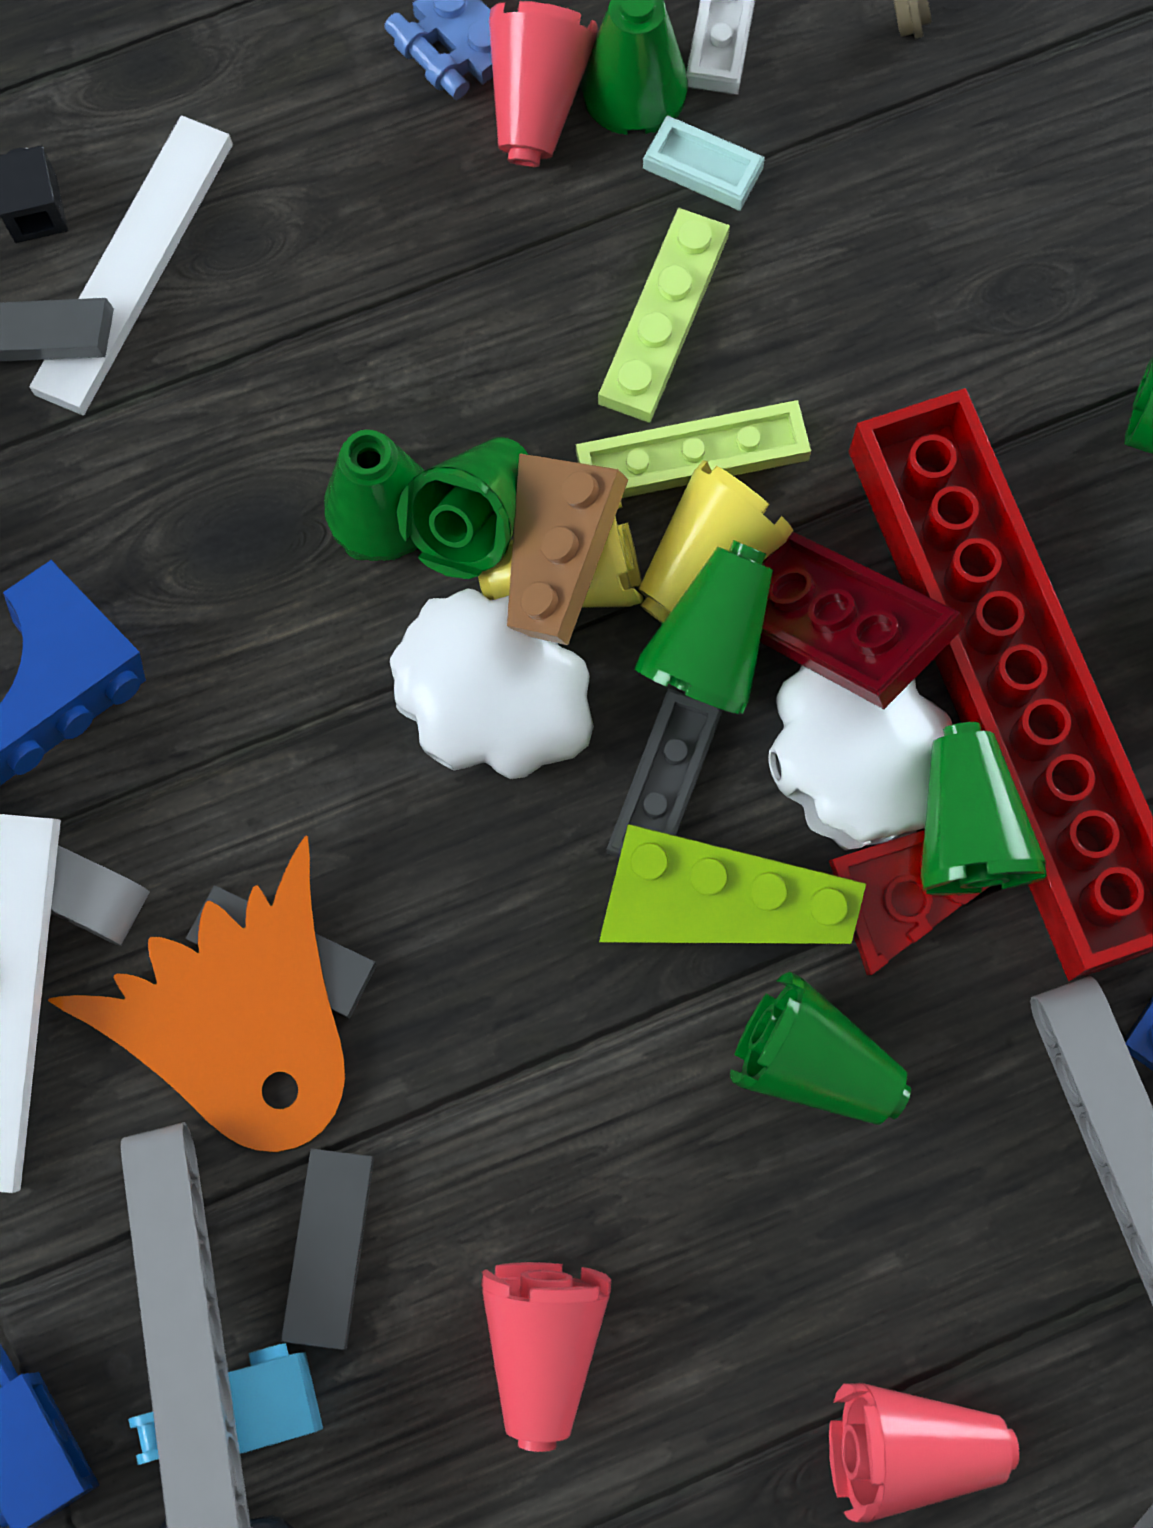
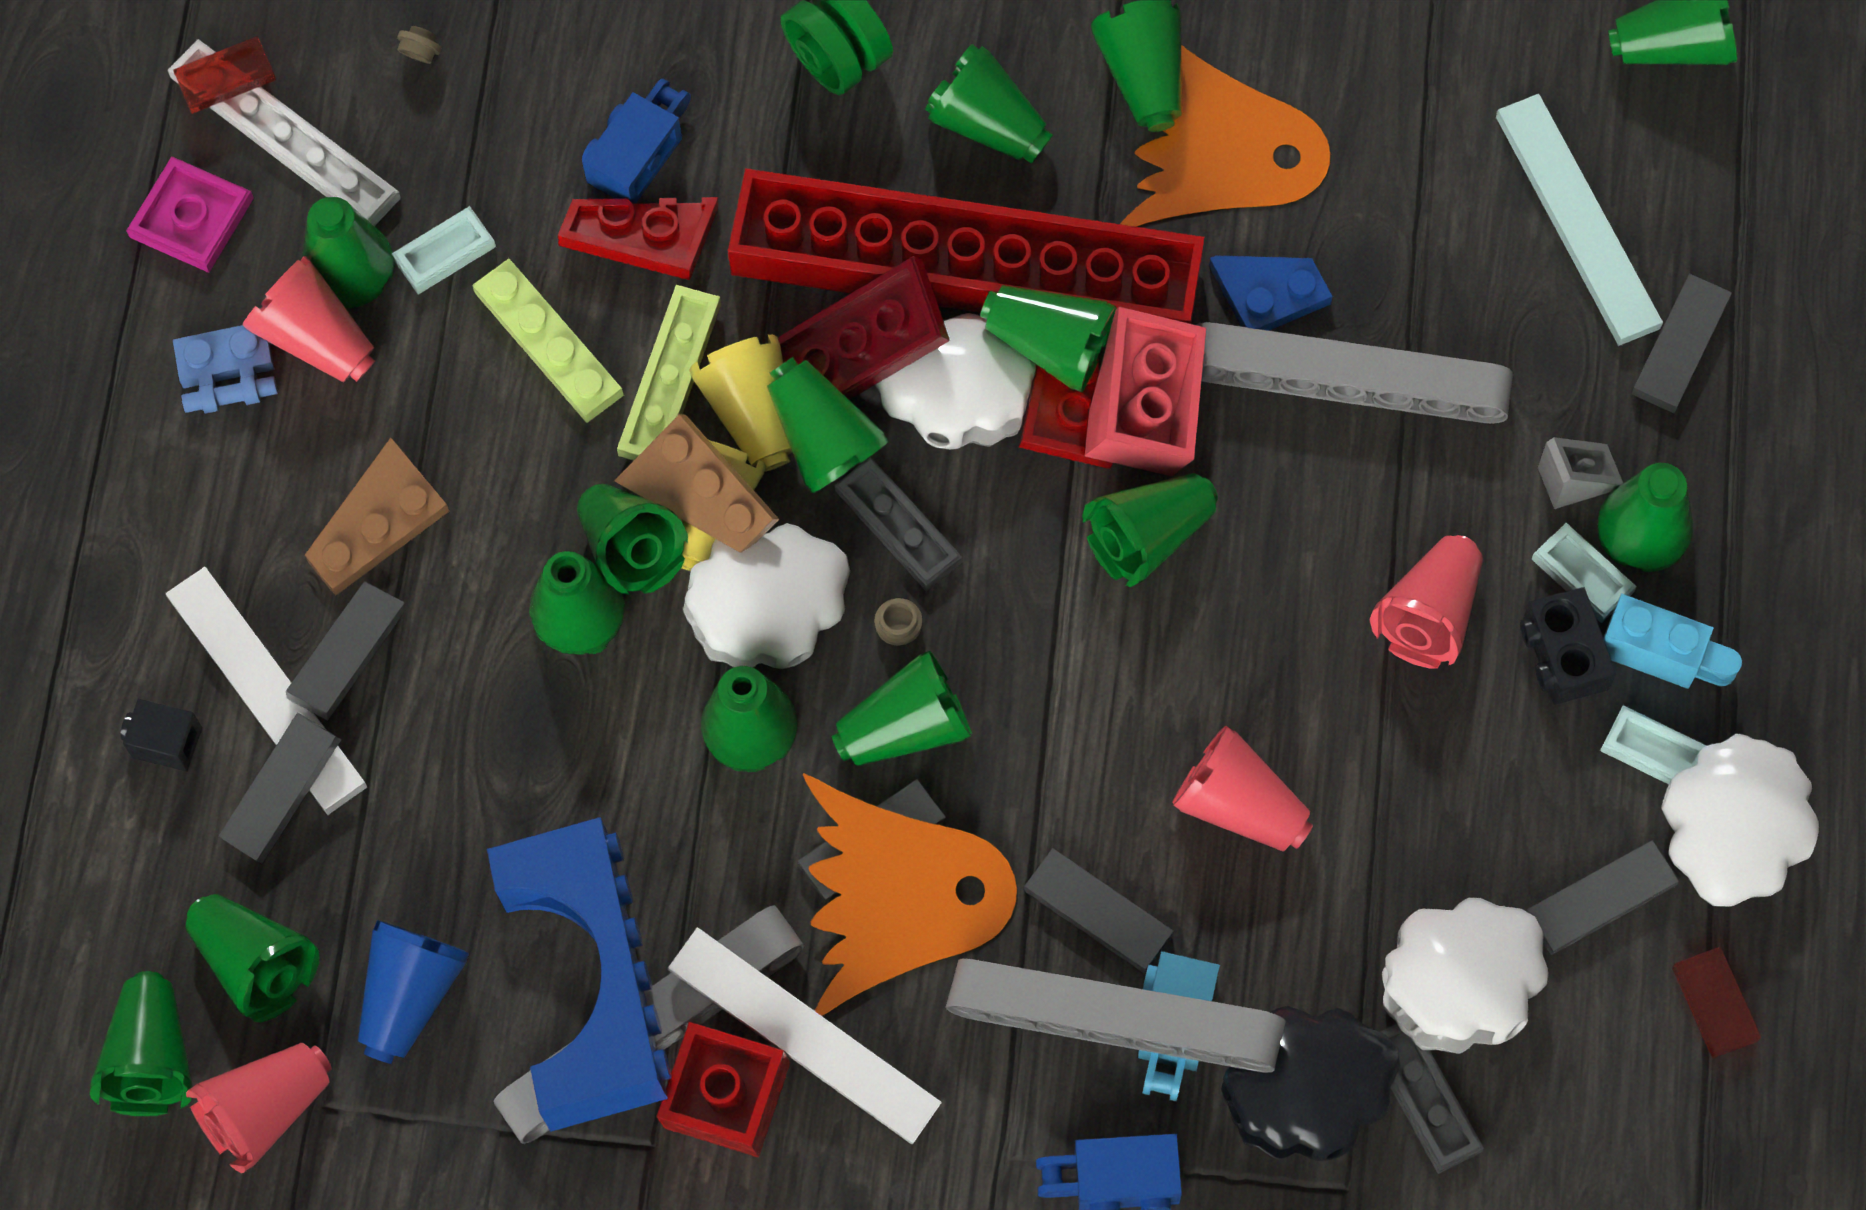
camera: 60 degrees left, 5 degrees down
(208, 310) = (345, 650): none -> dark grey tile
(347, 747) = (748, 721): none -> green cone
(372, 263) = (375, 520): none -> medium nougat wing
(436, 910) = (903, 716): none -> green cone
(549, 842) = (898, 621): none -> dark tan plate
(713, 894) = (998, 534): lime wing -> none
(837, 340) = (649, 236): none -> red wing
(938, 274) = (636, 142): none -> blue brick
(971, 968) = (1147, 393): none -> coral slope

